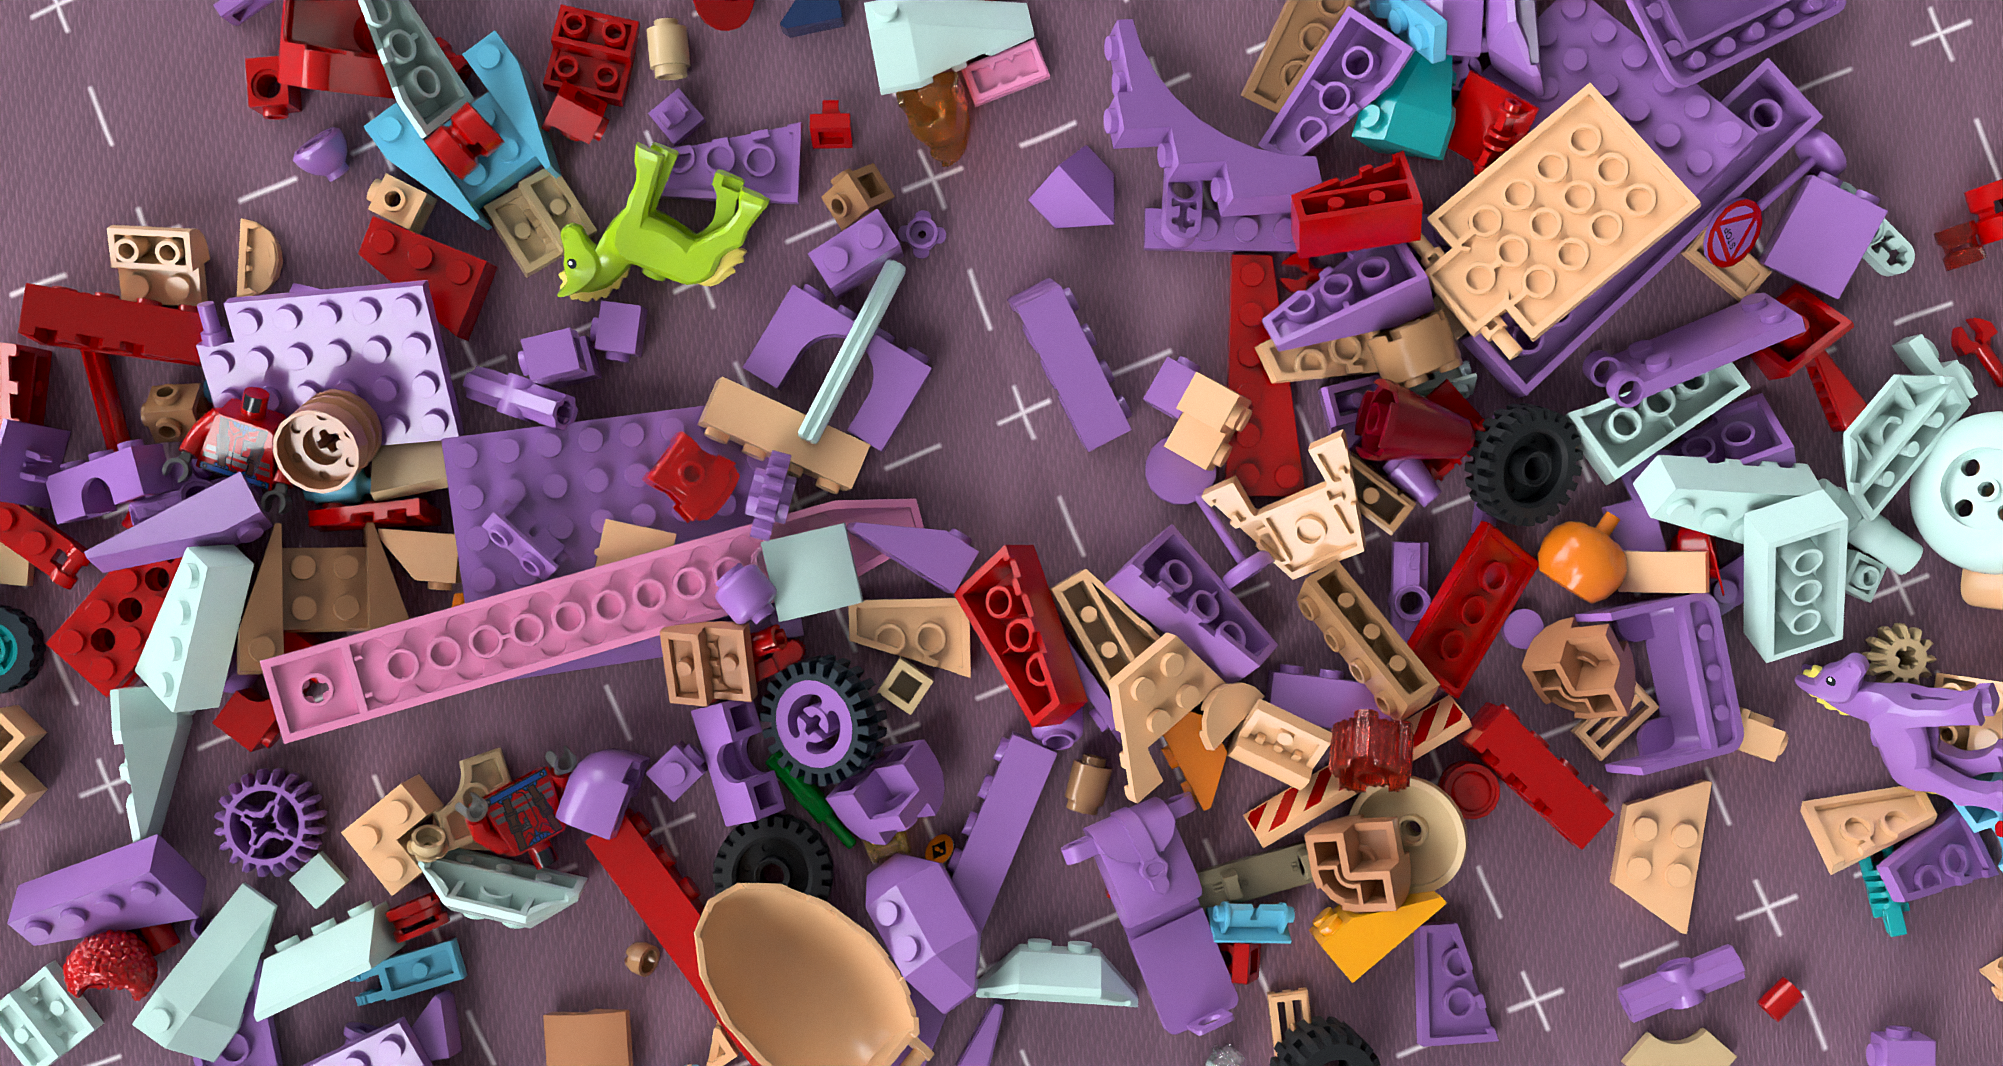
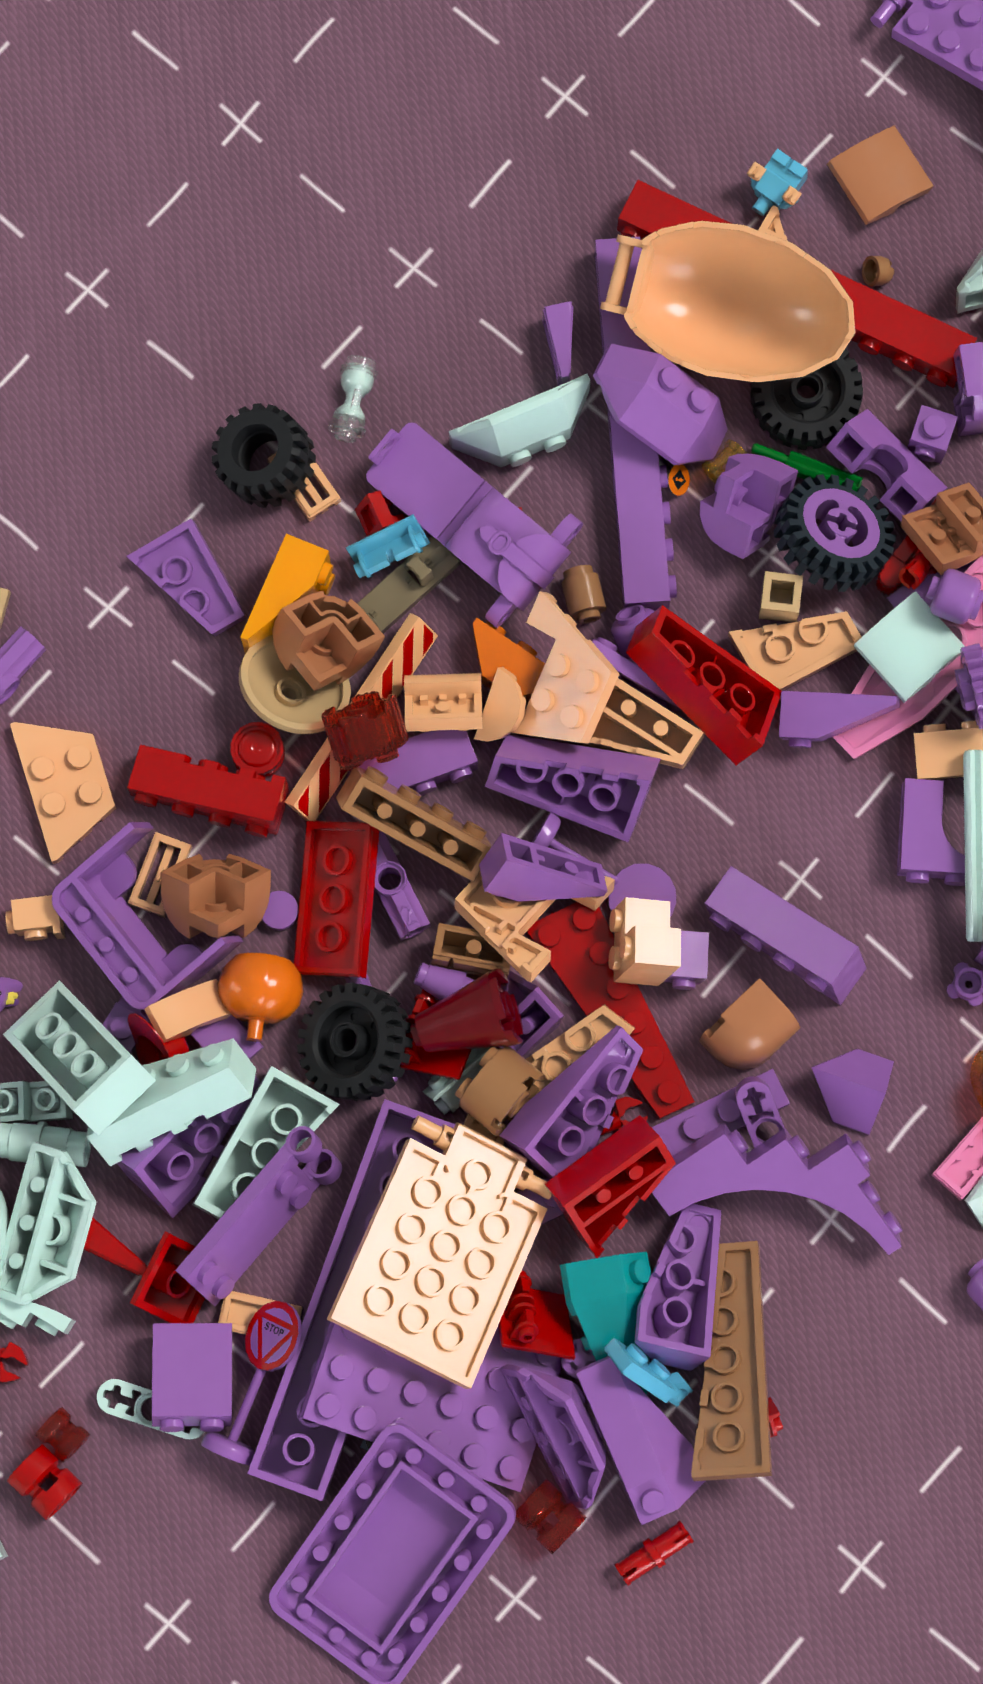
camera: 155 degrees right, 10 degrees down
(1150, 290) = (750, 1029): none -> nougat brick
(1275, 534) = (535, 872): none -> medium lavender slope

